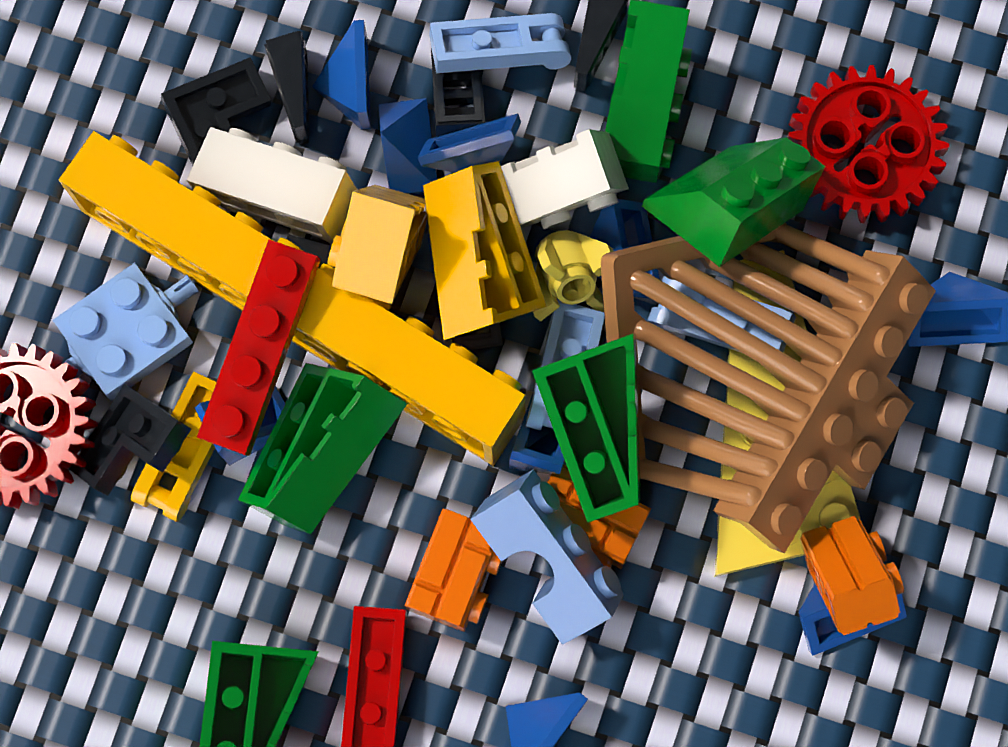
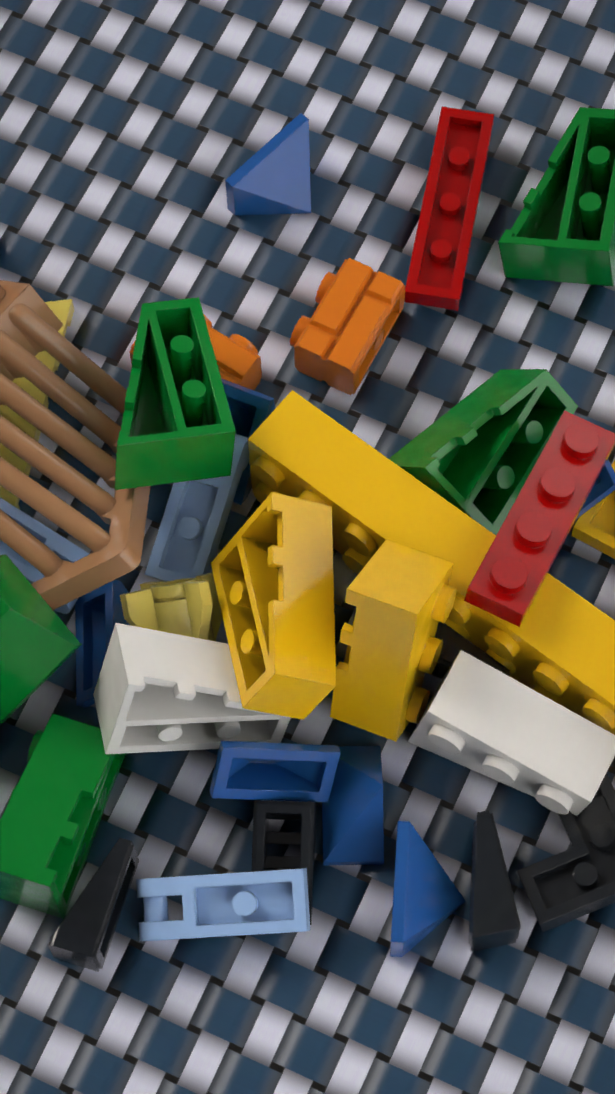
camera: 175 degrees left, 10 degrees down
(530, 519) = (259, 333): arch -> none

